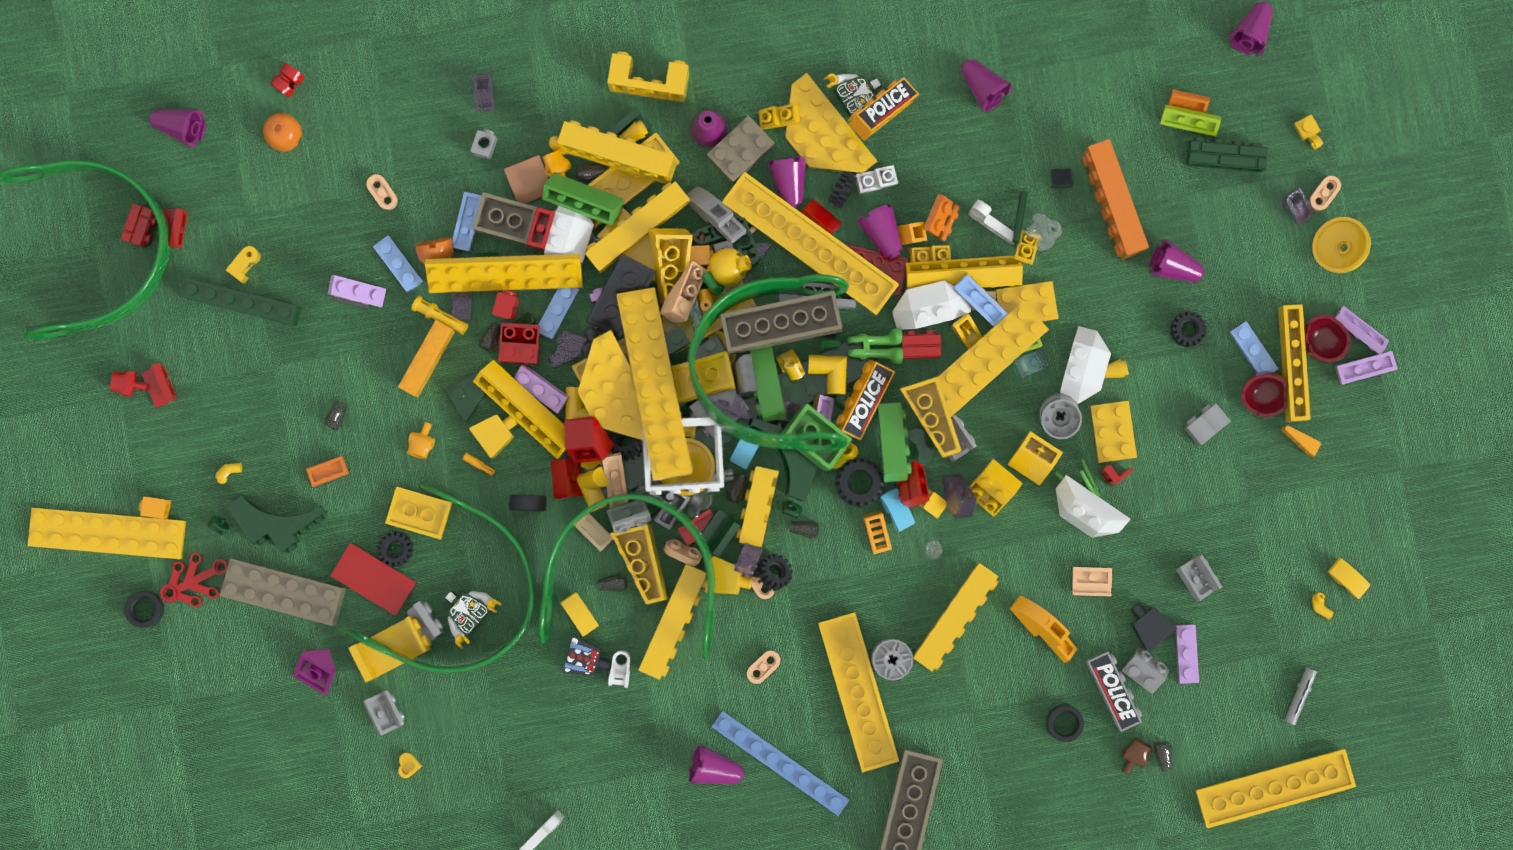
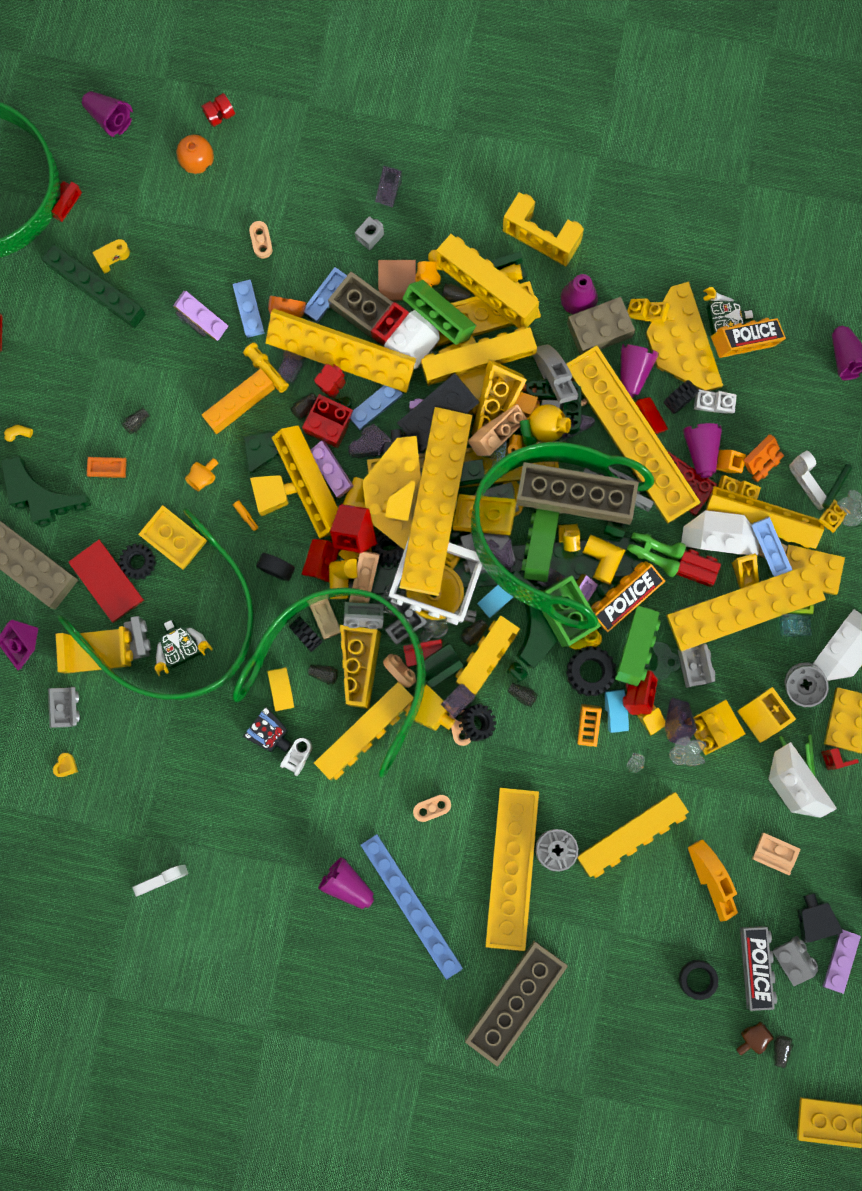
camera: 25 degrees right, 5 degrees down
(139, 226) = (32, 186): red brick -> none
(581, 554) = (305, 634): none -> black tyre
(621, 400) = (400, 503): none -> yellow slope
(744, 375) = (523, 528): flat silver brick -> none
(931, 409) = (687, 633): yellow wedge -> none
(976, 521) = (687, 752): none -> clear plate

